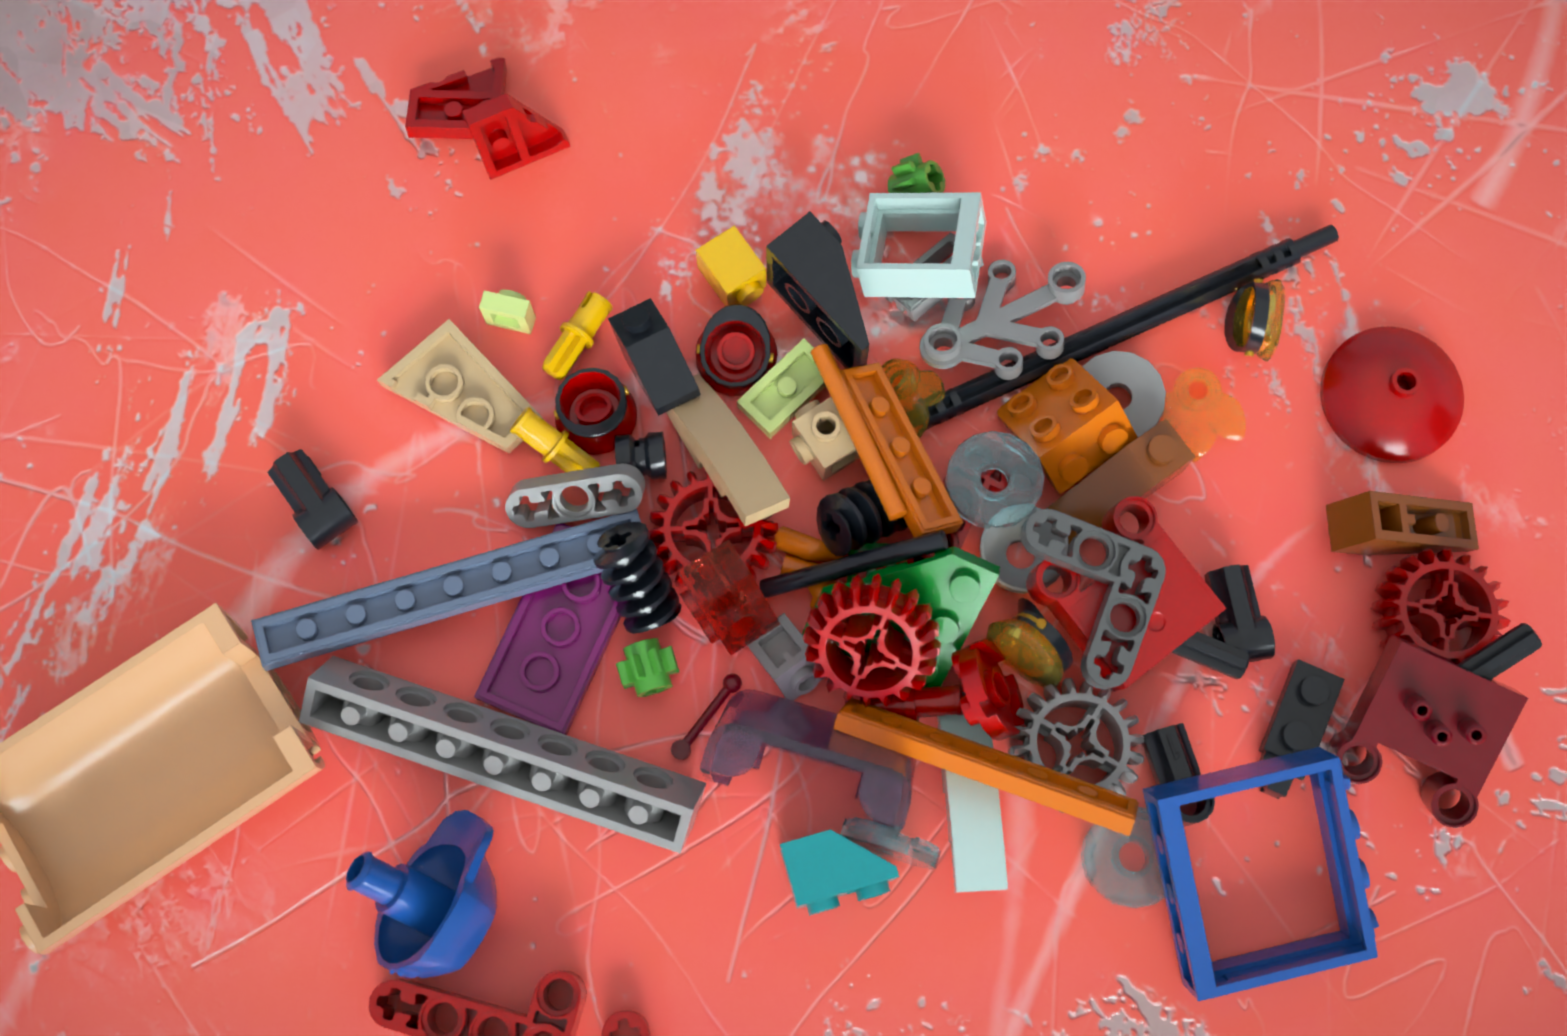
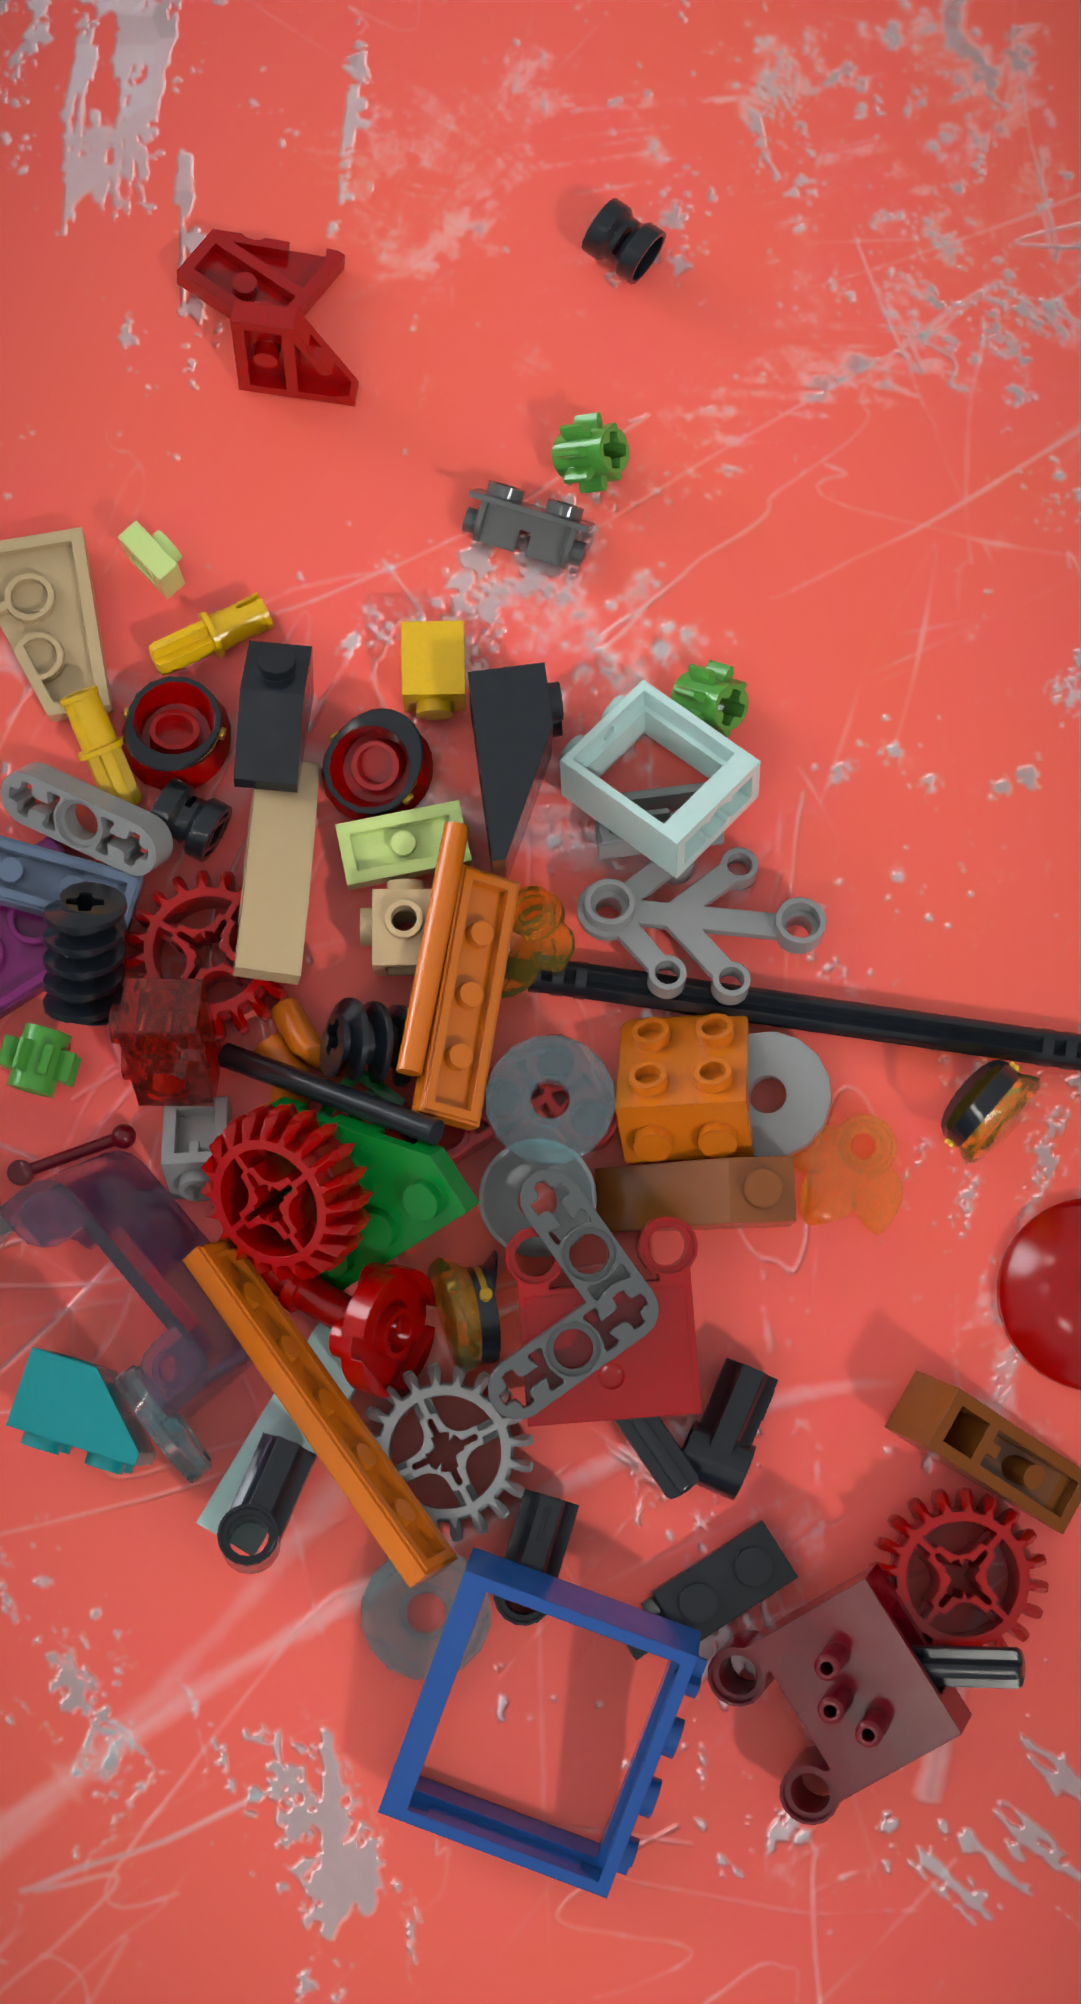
camera: 30 degrees right, 5 degrees up
(740, 82) = (590, 452): none -> bright green gear
(746, 143) = (551, 528): none -> dark grey hinge
(995, 844) = (267, 1499): none -> black piece

